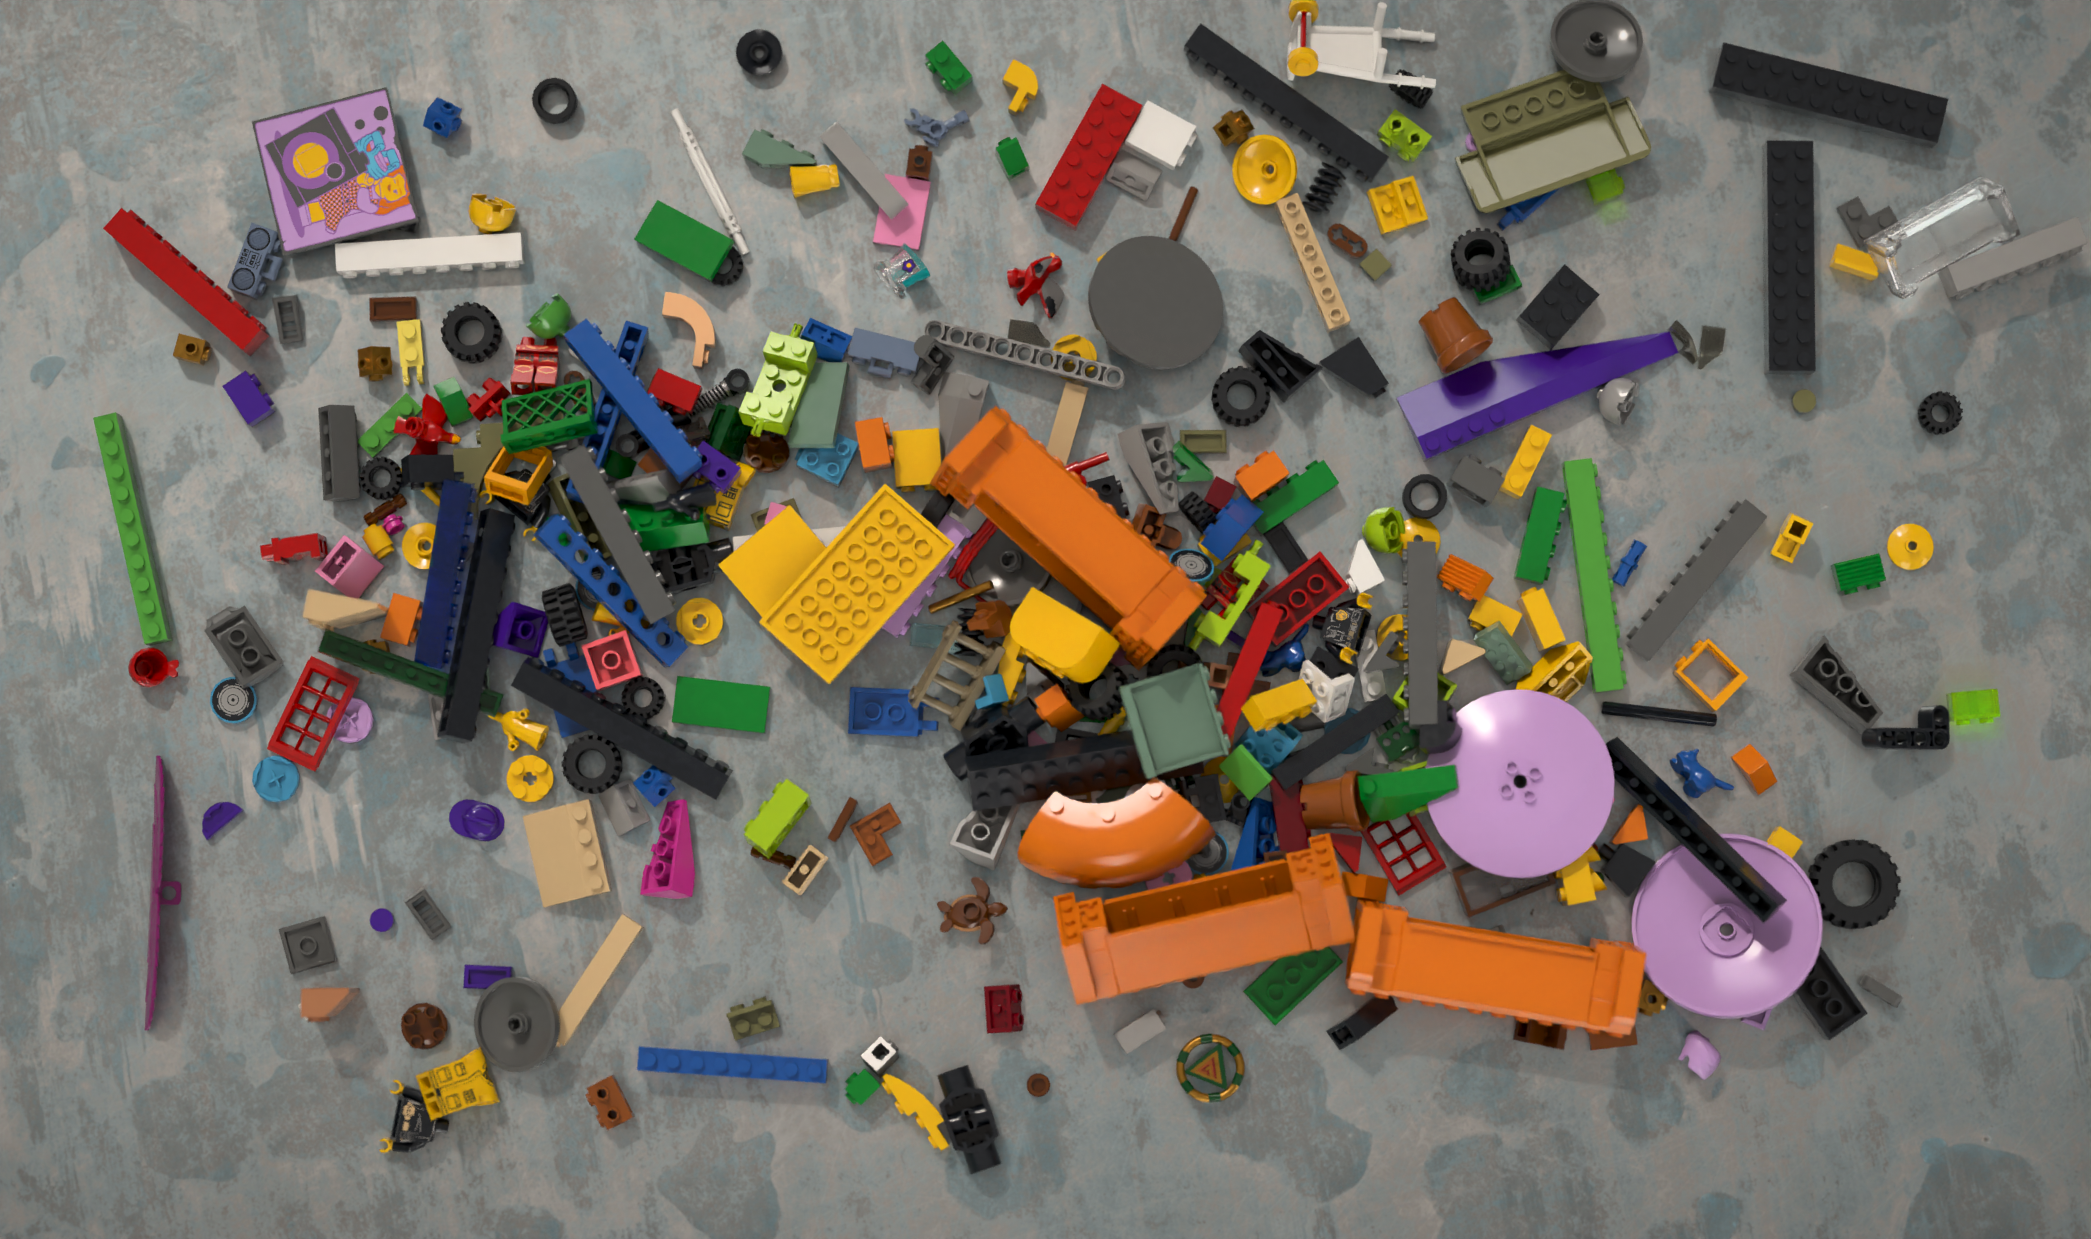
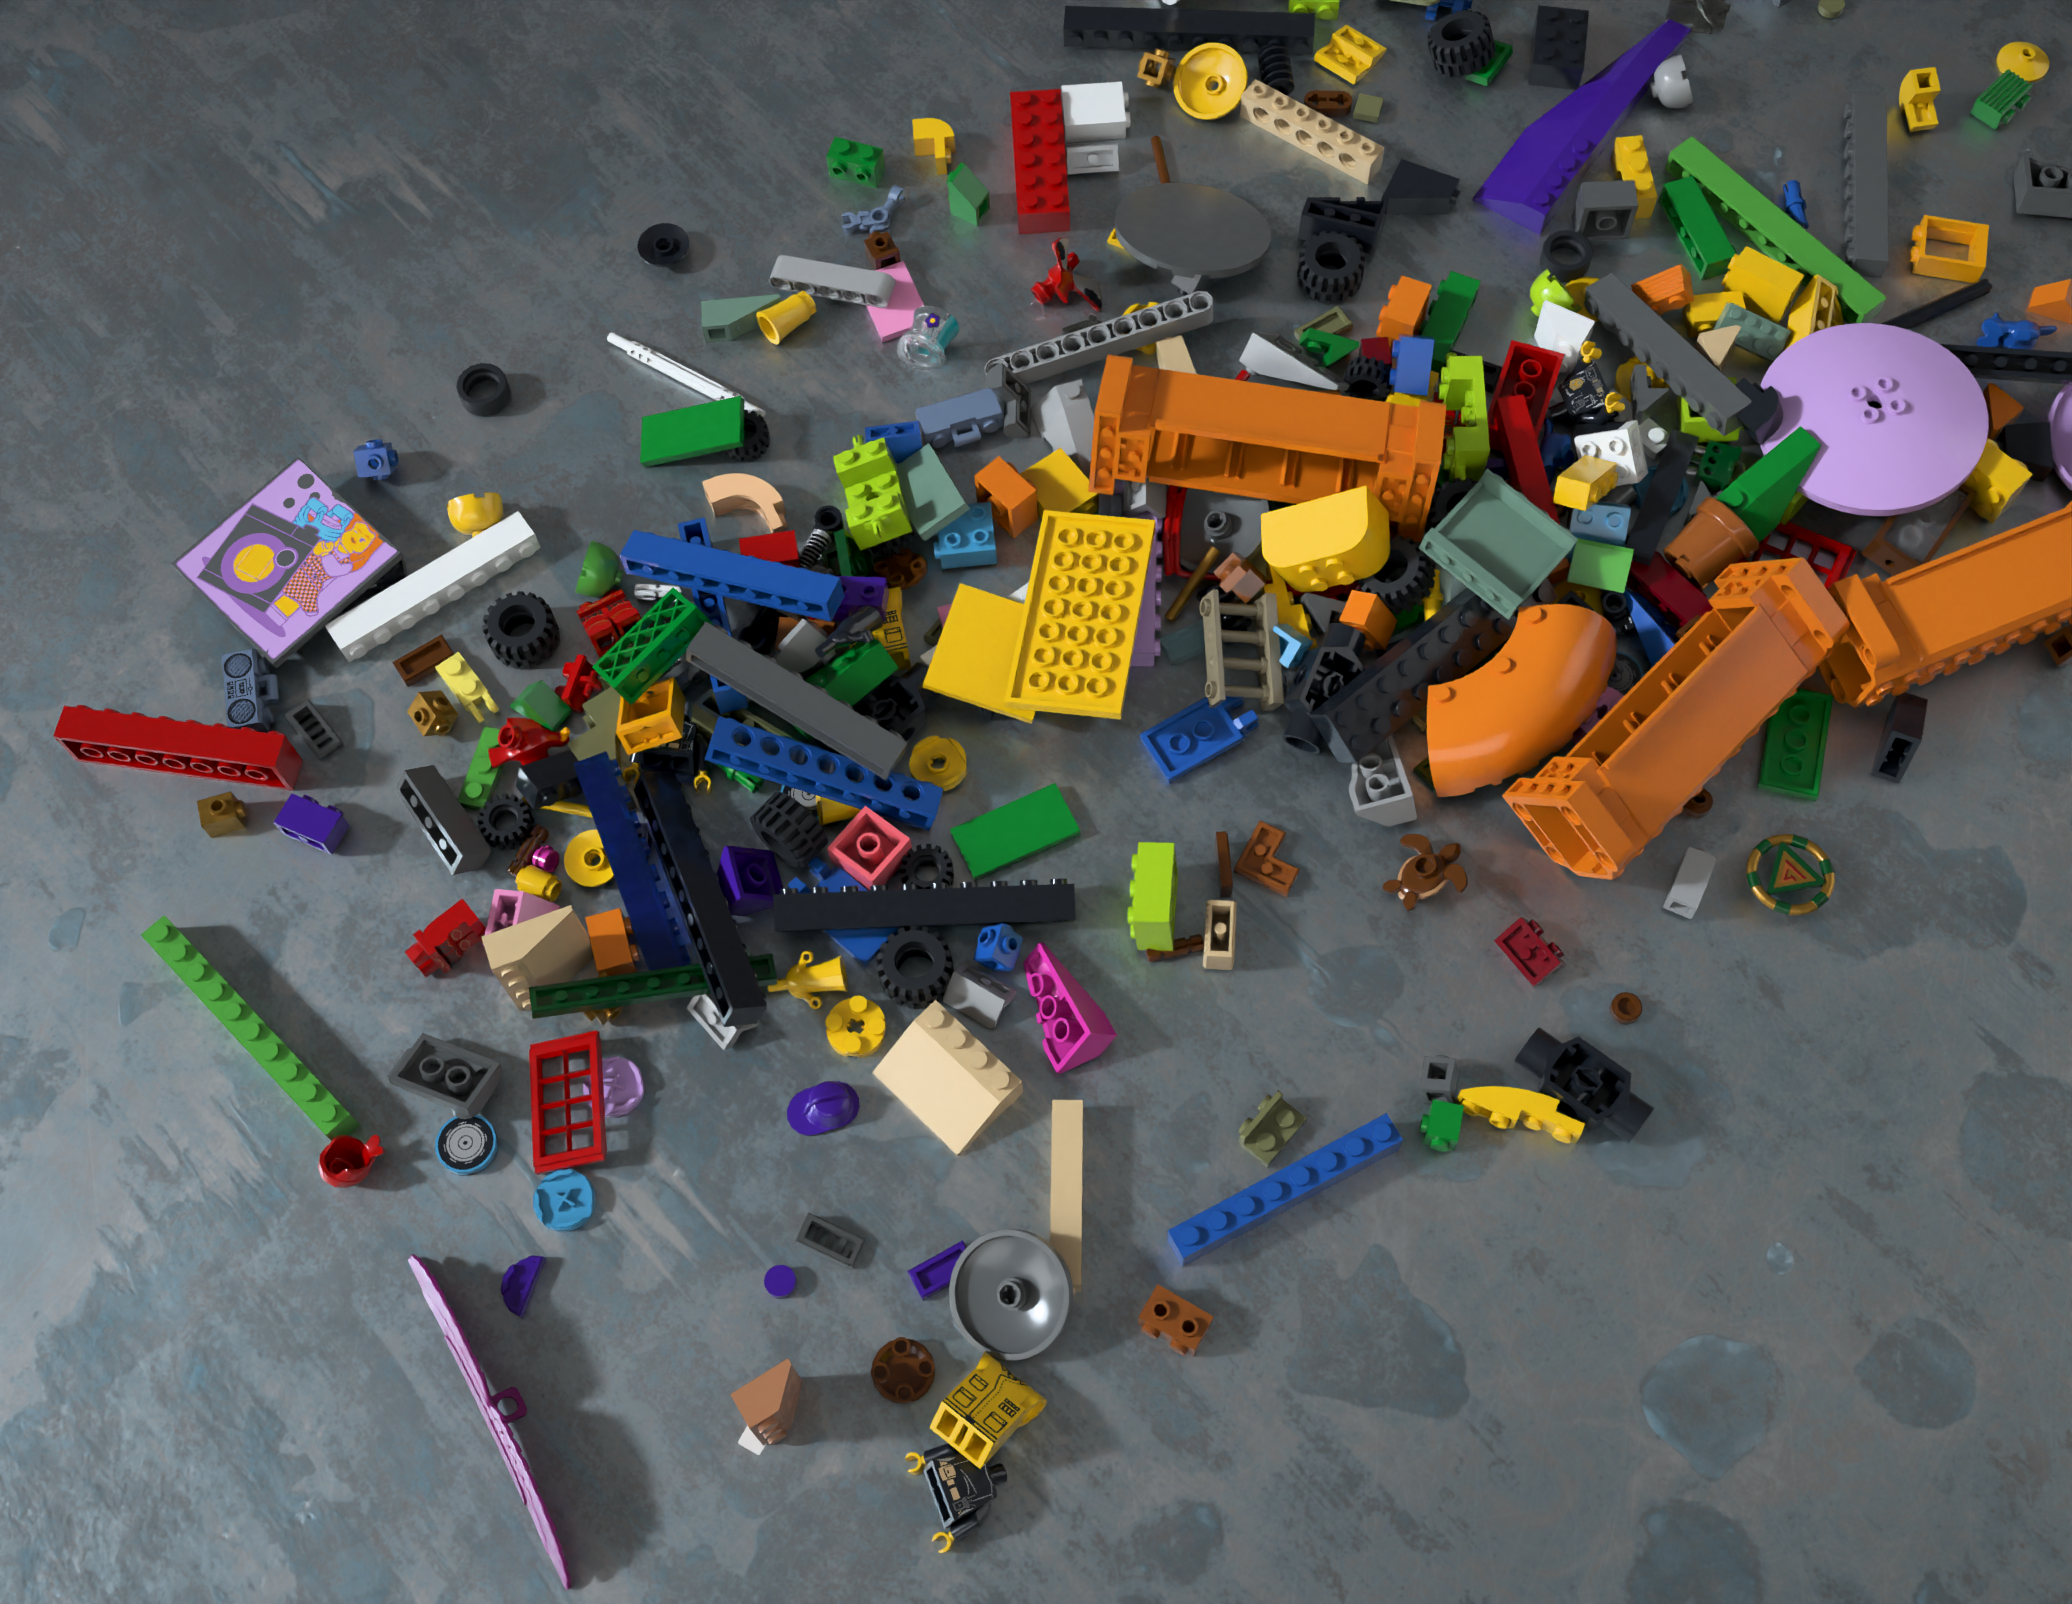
camera: 25 degrees left, 20 degrees down
(307, 945) = (709, 1364): dark grey tile -> none
(1454, 335) = (1487, 109): dark orange piece -> none

